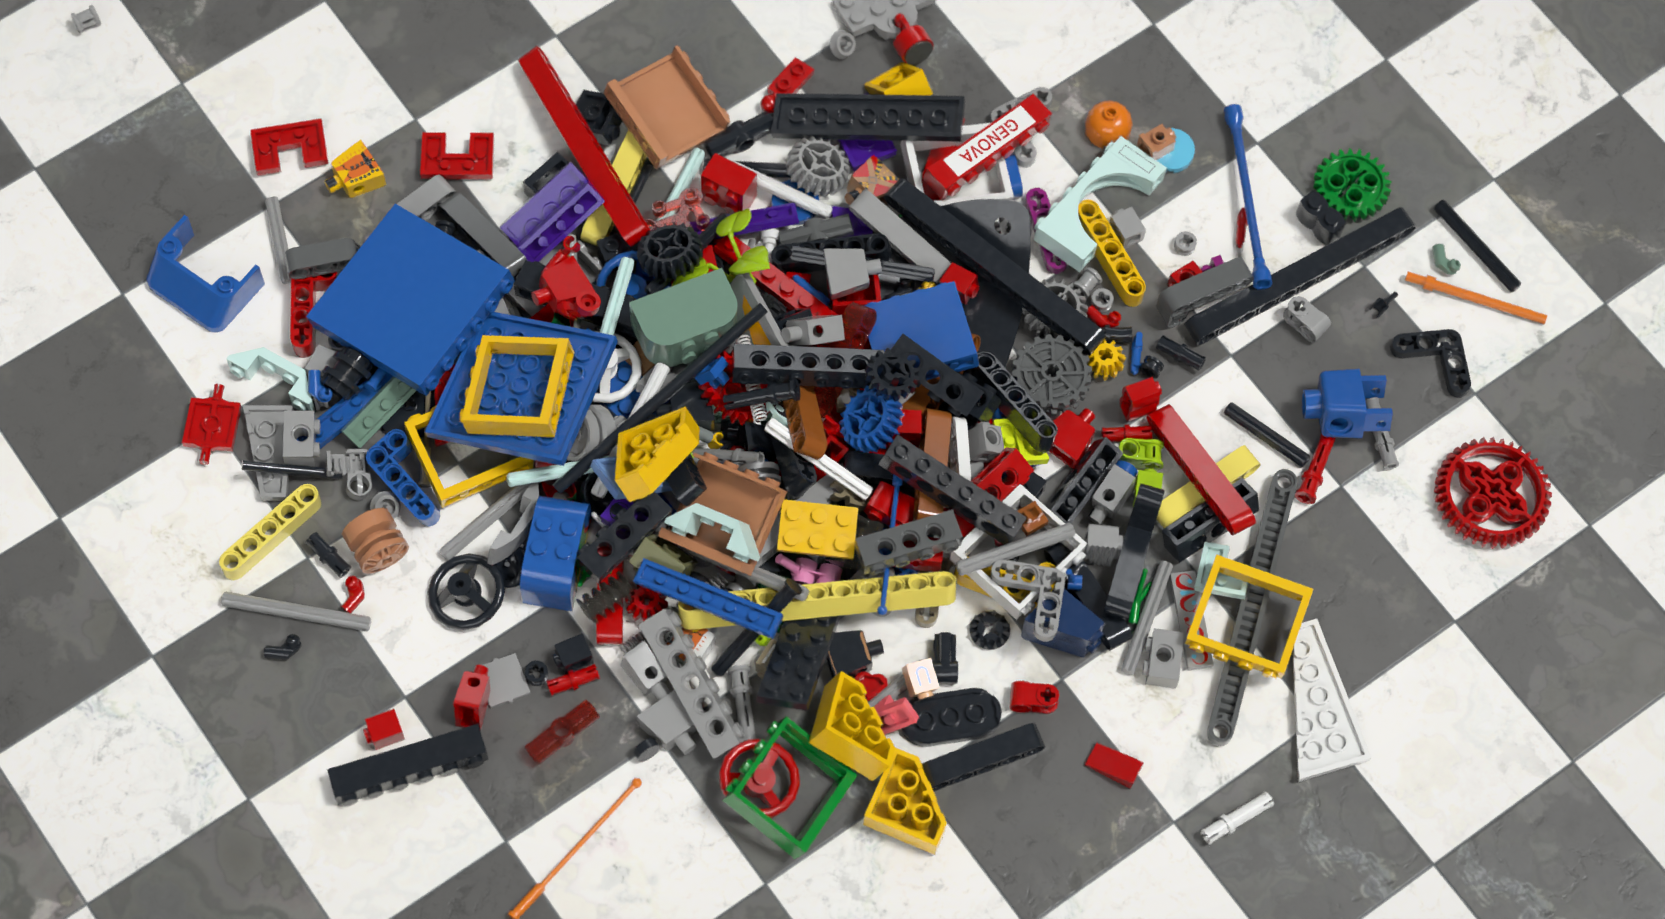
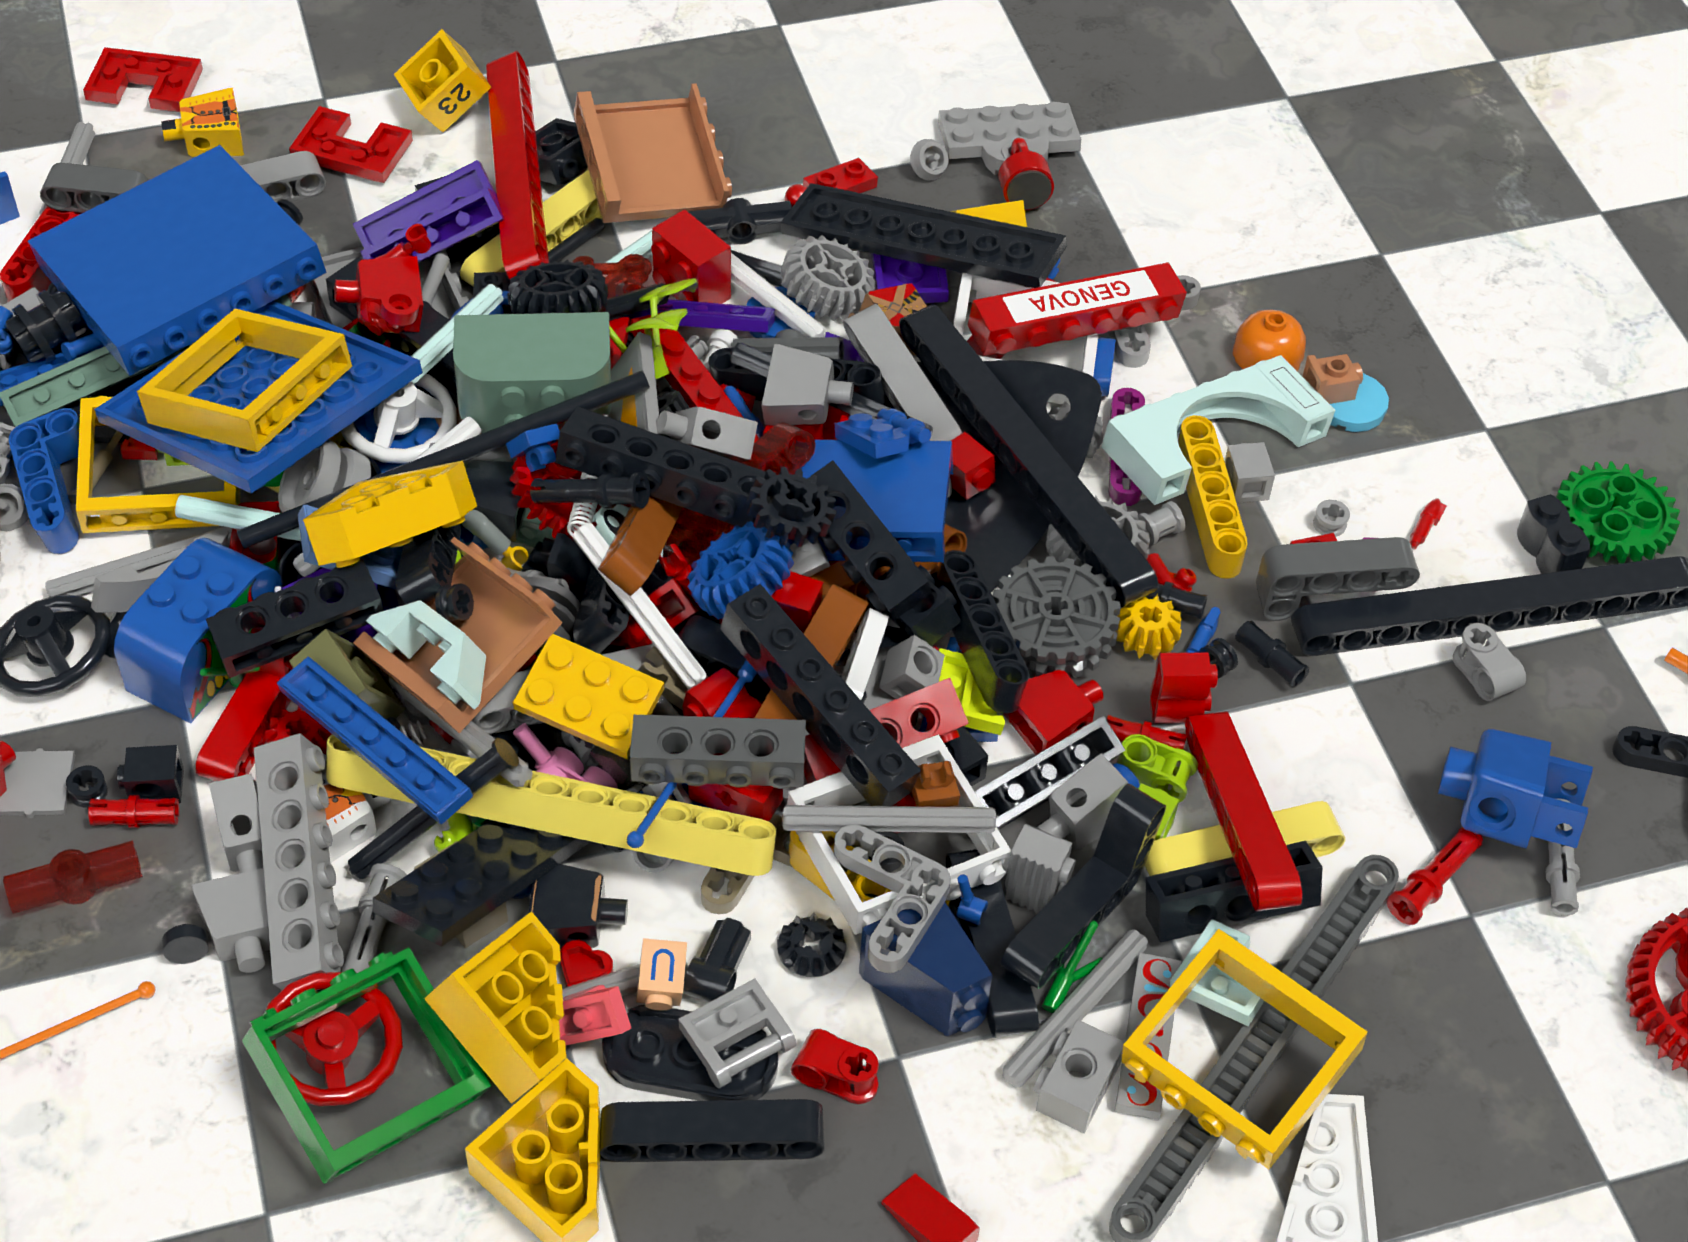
camera: 20 degrees right, 15 degrees down
(481, 233) = (326, 223): dark grey beam -> none
(499, 88) = (442, 81): none -> yellow brick
(606, 597) = (232, 703): clear smoke piece -> none
(714, 496) = (454, 602): none -> black bush
(907, 294) = (884, 436): none -> blue plate
(967, 693) = (731, 1020): none -> light grey plate
(1106, 295) = (1178, 544): light grey bush -> none
(1234, 119) = (1434, 578): blue hose -> none
(1267, 434) = (1371, 804): black axle -> none
(1383, 304) = (1615, 680): black hand -> none

